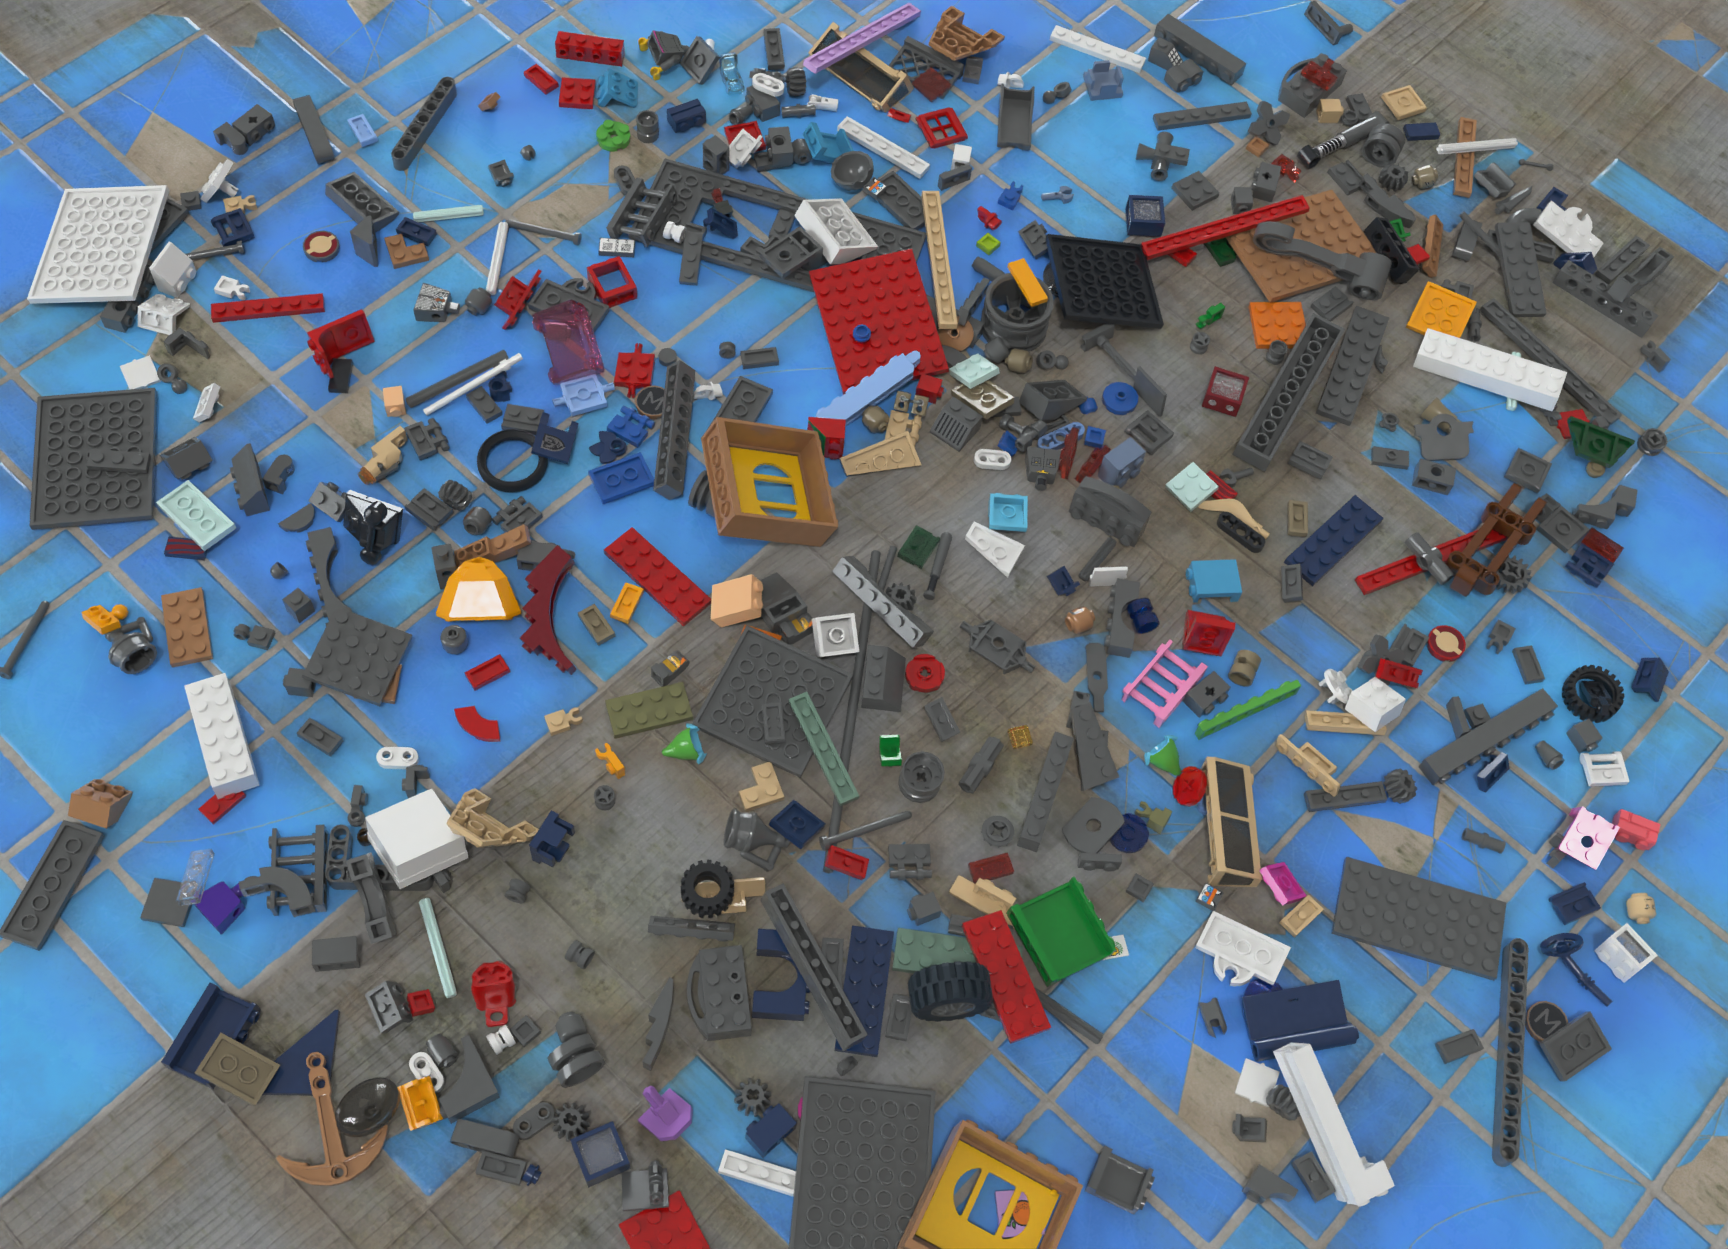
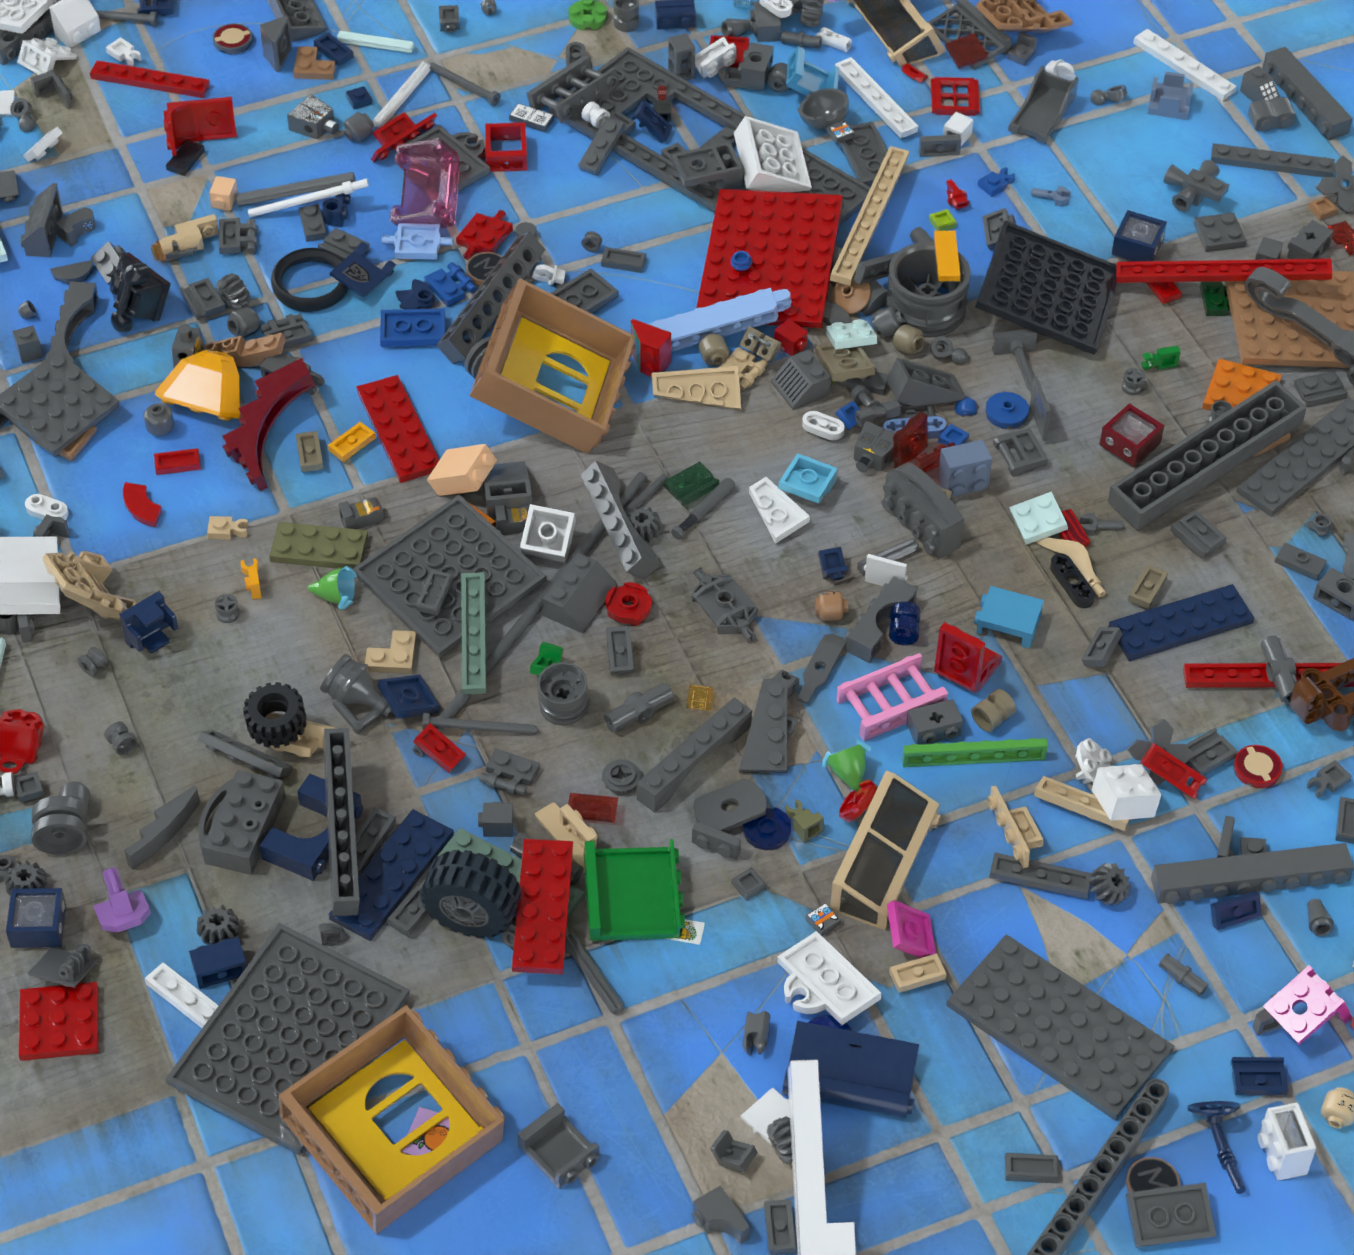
camera: 30 degrees right, 10 degrees down
(461, 271) = (358, 97): none -> dark blue plate

